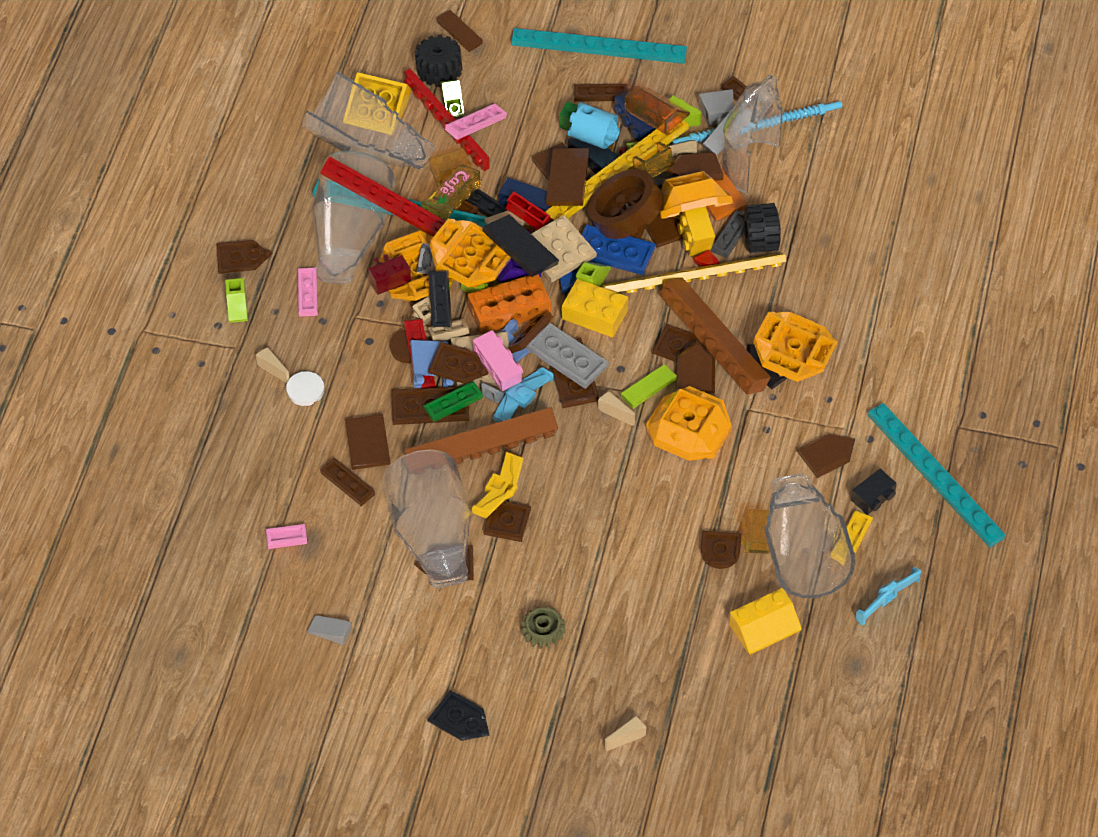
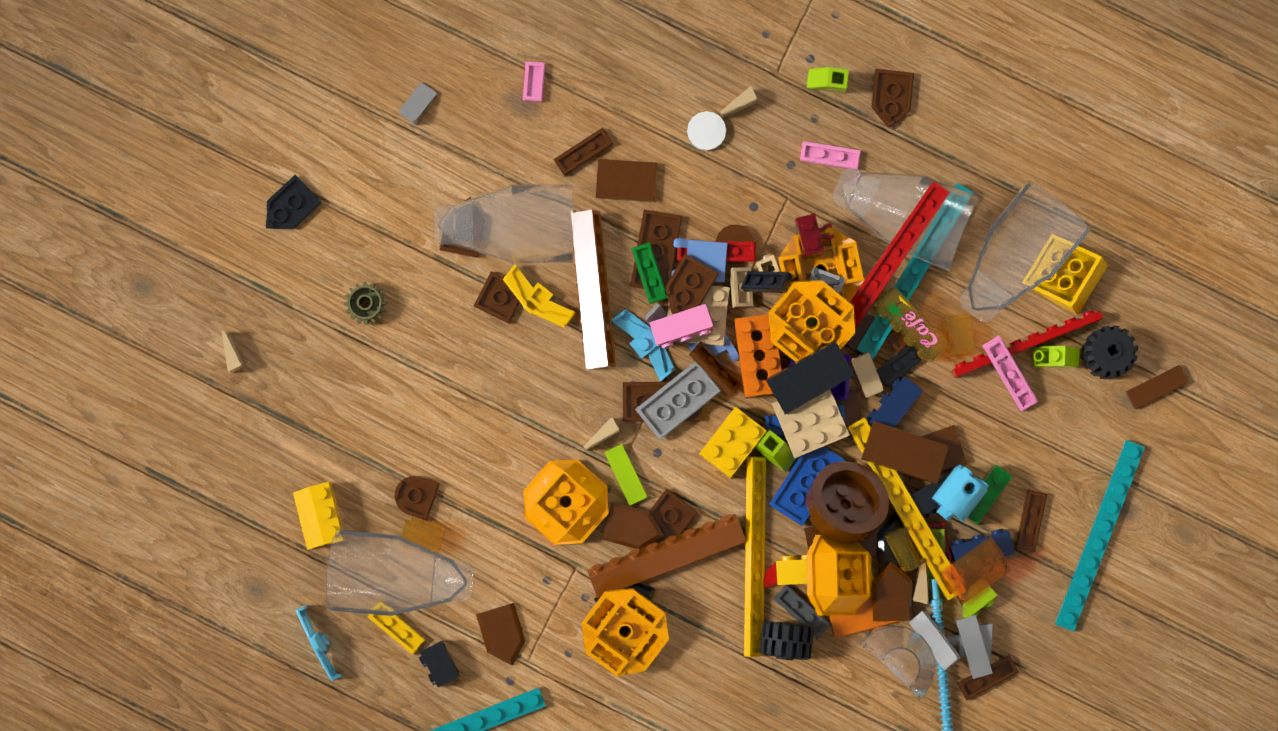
camera: 110 degrees right, 30 degrees up
(527, 211) = (870, 404): red piece -> none
(720, 100) = (974, 646): none -> light grey tile

